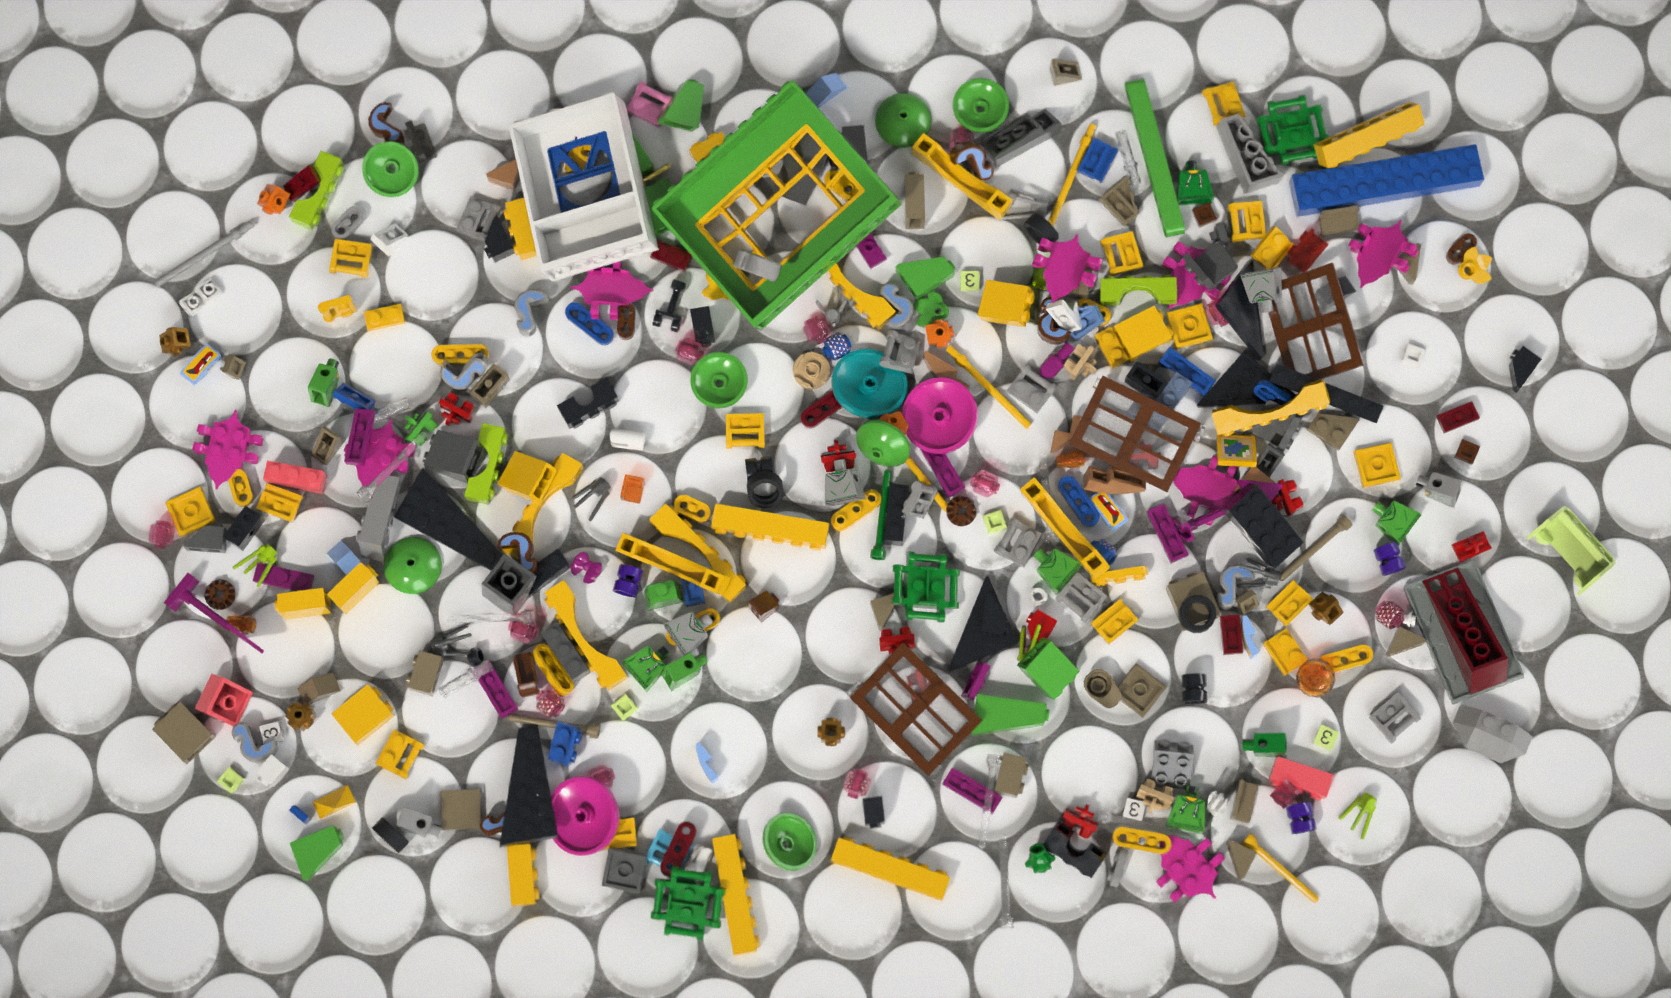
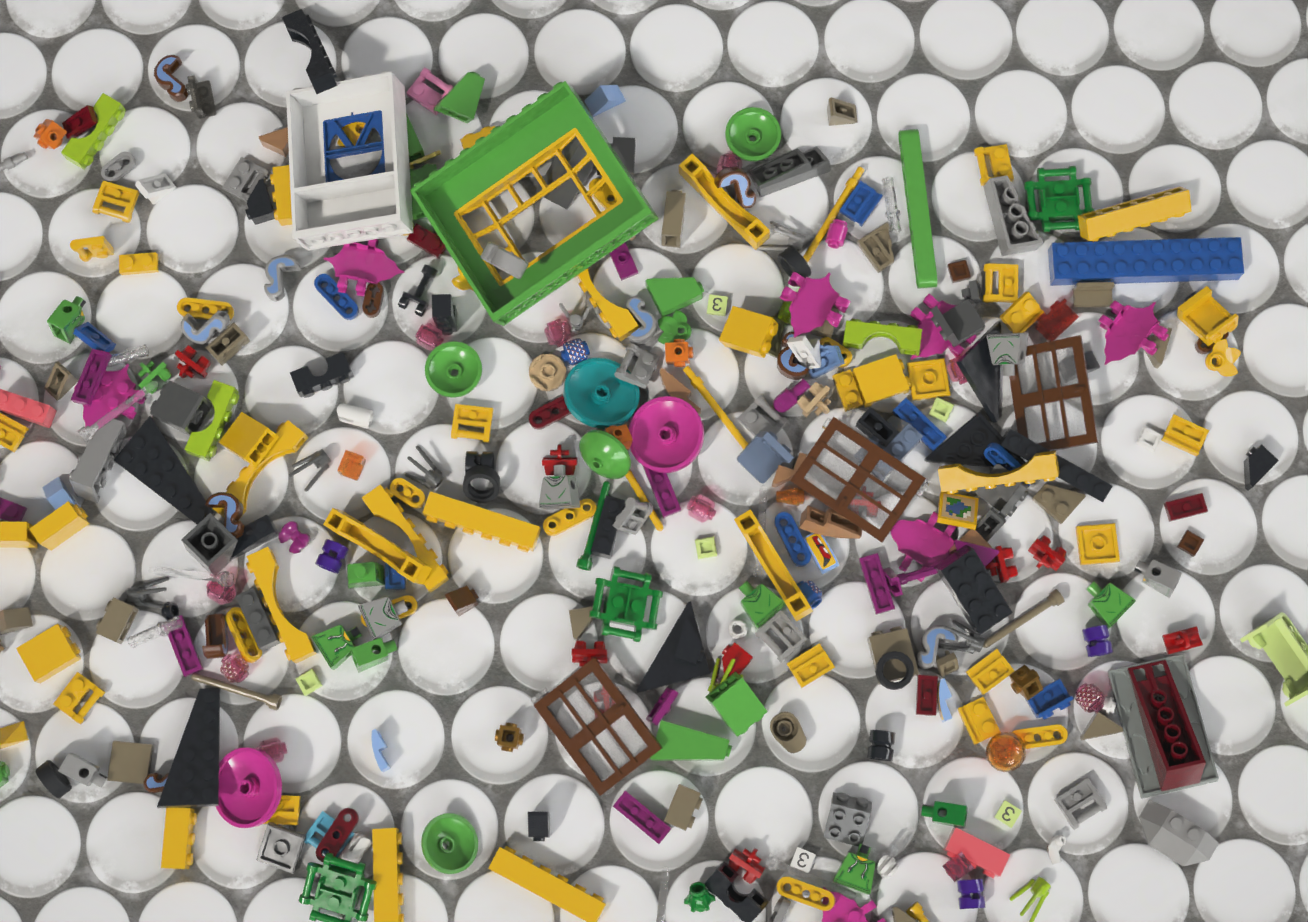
camera: 10 degrees right, 0 degrees up
(384, 179) = (156, 122): bright green dish -> none
(417, 577) = (133, 519): bright green dish -> none
(510, 61) = (303, 32): none -> black arch
(564, 743) = (242, 711): blue bracket -> none
(714, 488) = (432, 478): none -> dark grey plant
(856, 783) = (527, 793): clear pink head -> none
(898, 130) = (673, 149): bright green dish -> none
(952, 509) = (673, 541): reddish brown gear -> none
(993, 763) = (667, 793): clear piece -> none
(1023, 546) = (730, 576): light grey plate -> none
(1039, 423) = (764, 456): none -> sand blue bracket
(1078, 194) = (836, 234): none -> dark pink brick
(1121, 575) = (824, 620): yellow plate -> none
(1127, 251) = (877, 297): yellow plate -> none
(1140, 690) = (826, 738): dark tan tile -> none
(1154, 798) = (825, 852): tan hips -> none
(1194, 186) = (952, 241): green torso -> none
(1205, 354) = (941, 409): none -> yellowish green tile
(1243, 801) = (915, 868): dark tan panel -> none
(1328, 482) = (1046, 555): none -> red hips
(1350, 621) = (1049, 699): none -> blue bracket
(1375, 762) = (1053, 848): none -> white arm
(1447, 346) = (1185, 435): none -> yellow plate
(1453, 227) = (1206, 317): none -> yellow panel

